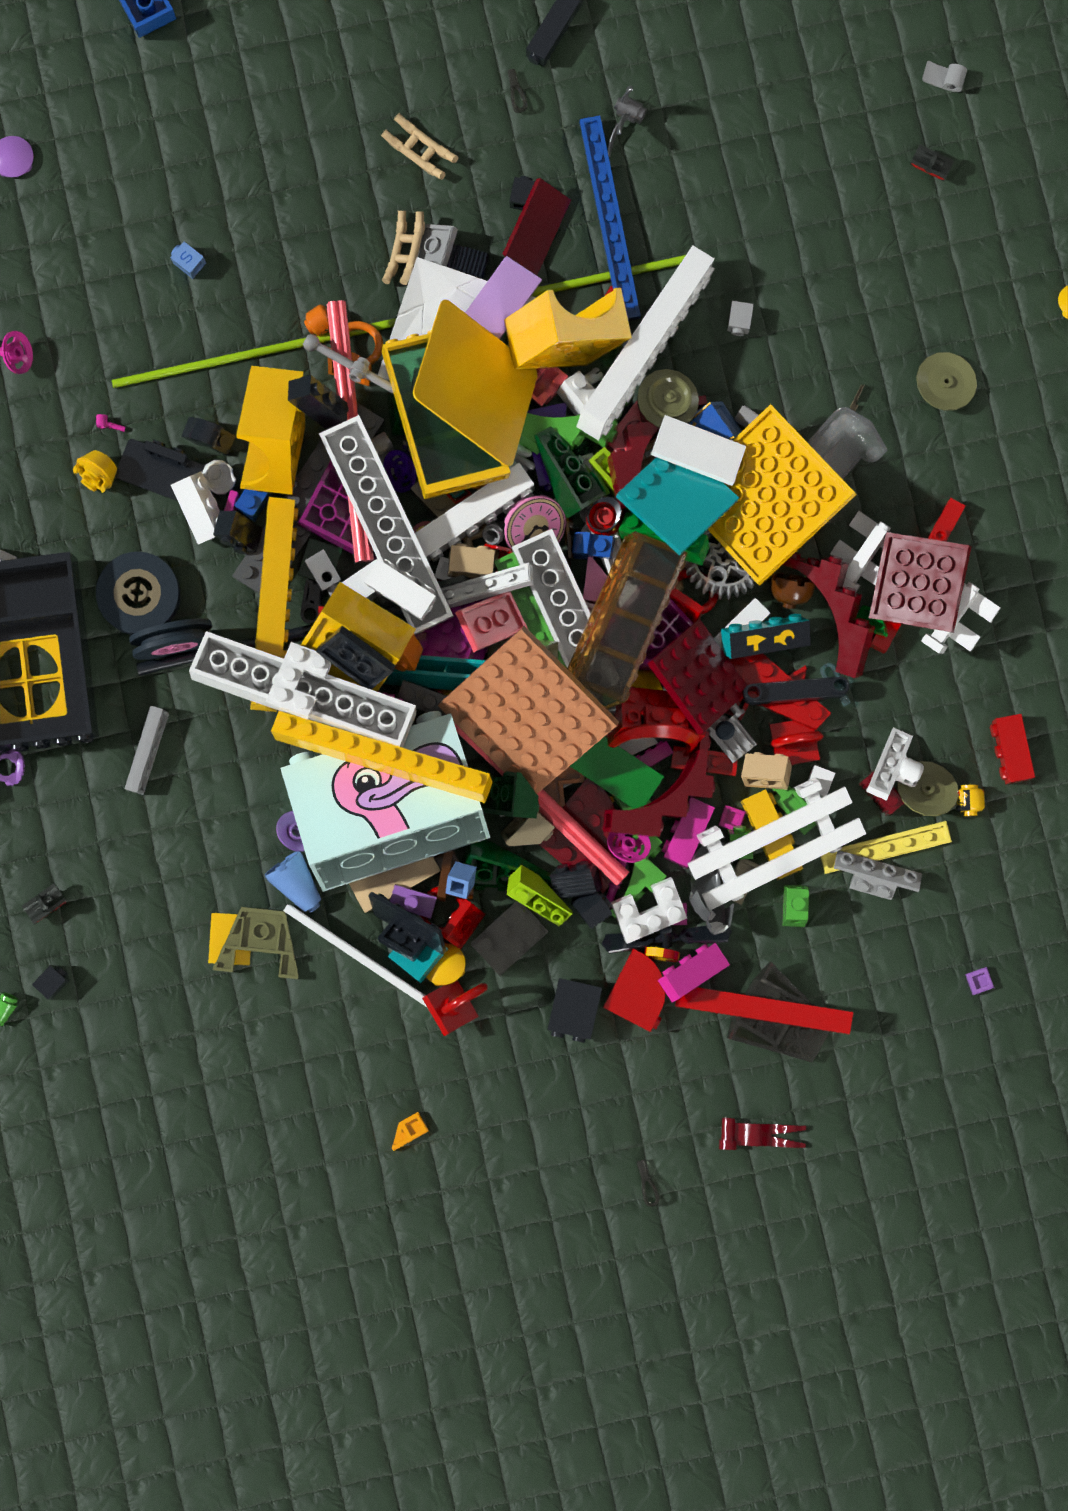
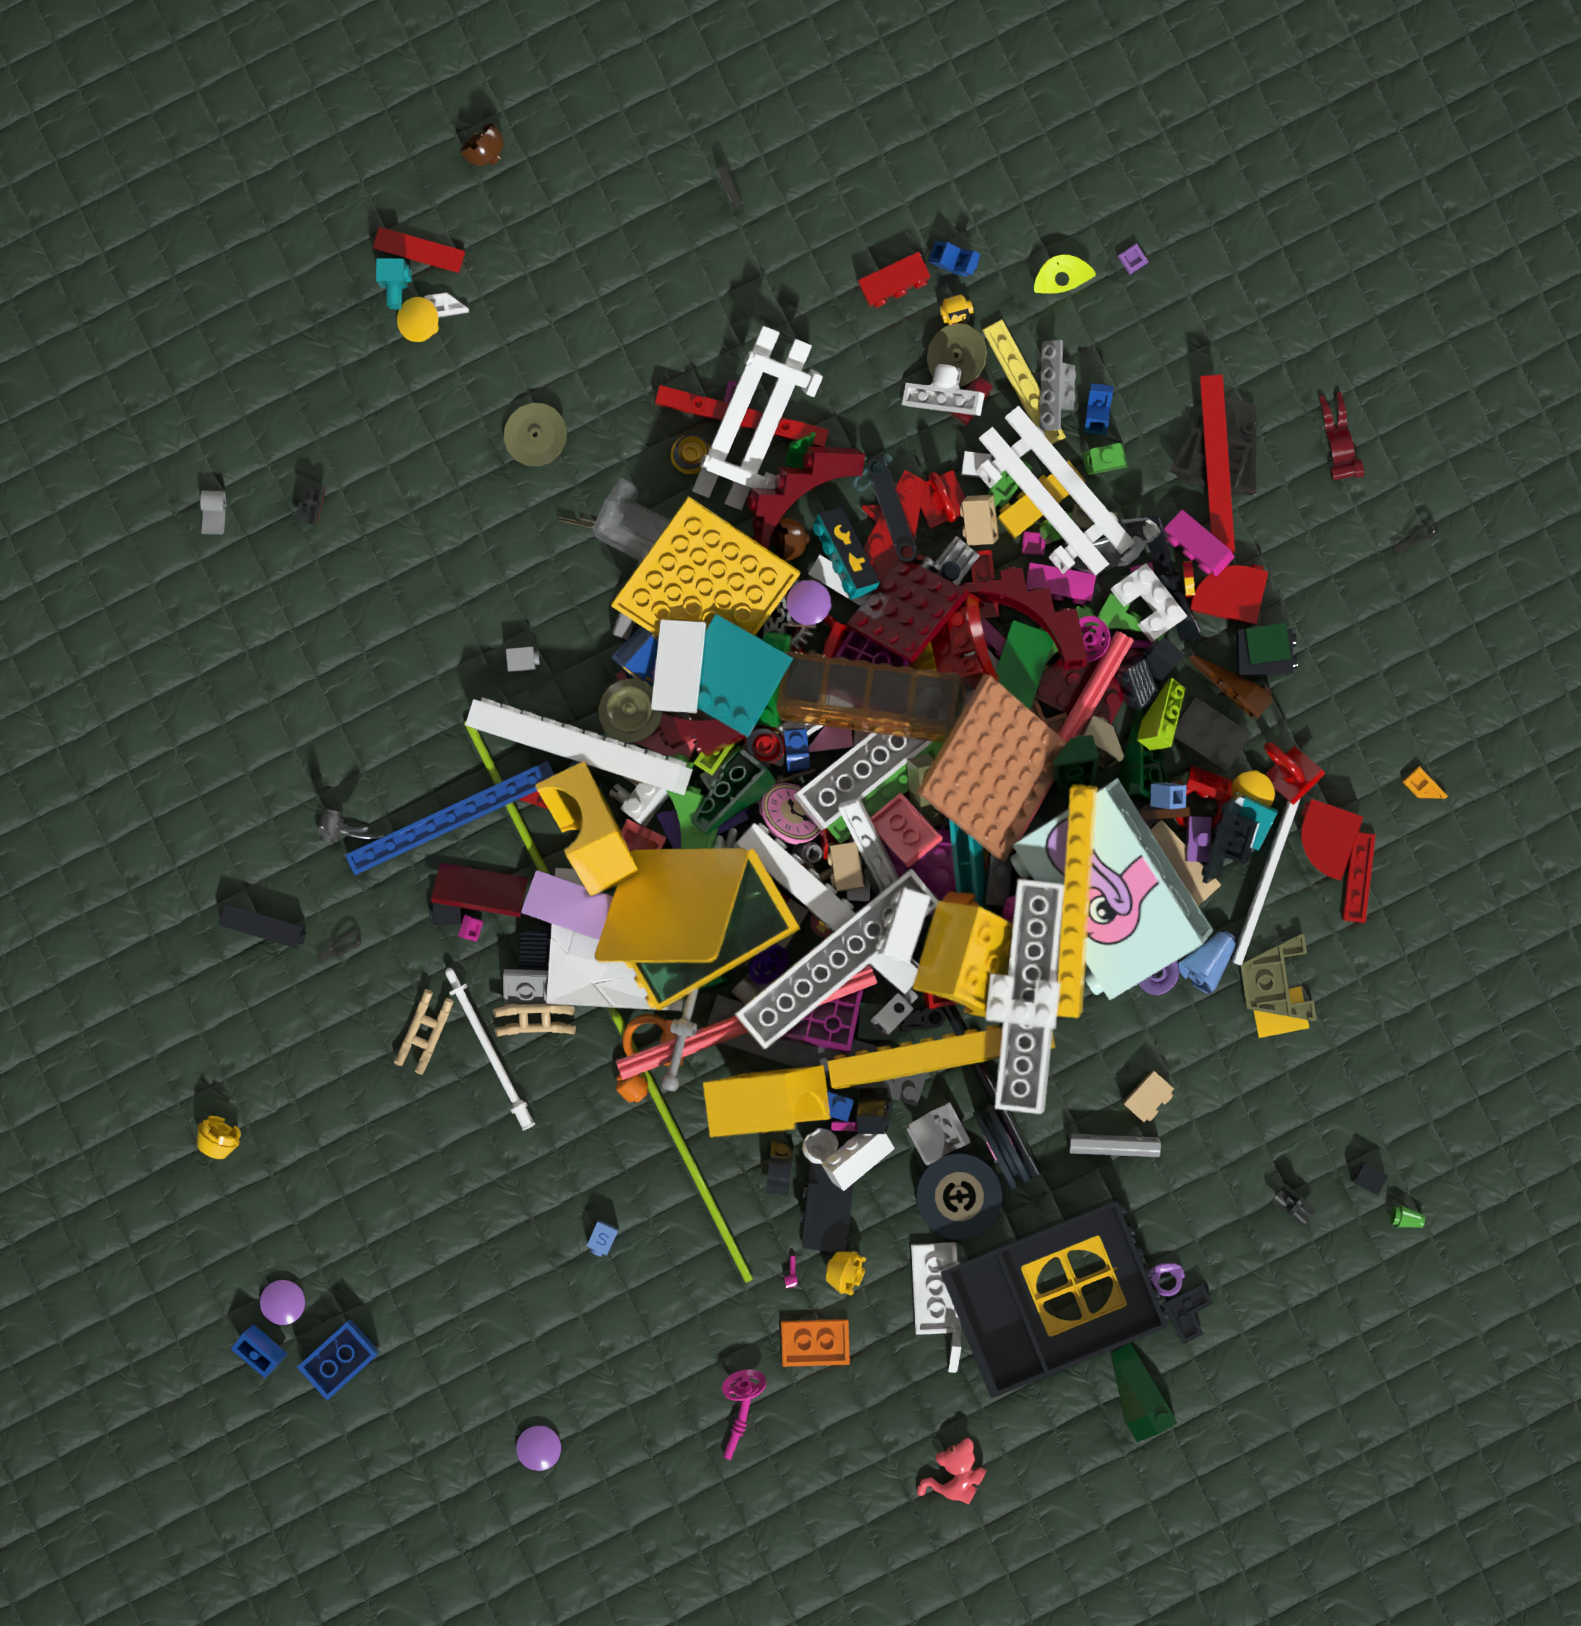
camera: 100 degrees left, 5 degrees up
(39, 429) = (815, 1342): none -> orange tile
(43, 541) = (931, 1299): none -> white tile
(183, 793) = (1148, 1096): none -> tan piece
(200, 586) = (937, 1133): none -> light grey bracket
(317, 401) = (731, 1059): black brick -> none
(329, 214) = (518, 1106): none -> white bar
(338, 1046) = (1359, 878): none -> red tile
(355, 658) = (988, 950): black plate -> none
(382, 1026) = (1329, 837): none -> red brick
(503, 211) = (470, 928): none -> dark pink tile
(541, 979) = (1243, 692): none -> reddish brown wedge
(581, 1011) = (1268, 643): none -> dark green piece
(728, 587) = (808, 602): none -> medium lavender dish
(844, 910) = (1098, 409): none -> blue brick
(896, 517) = (688, 453): none -> yellow piece
(920, 582) = (756, 412): plate -> none
(981, 893) = (1075, 268): none -> neon yellow piece
(1020, 809) = (953, 258): none -> blue brick

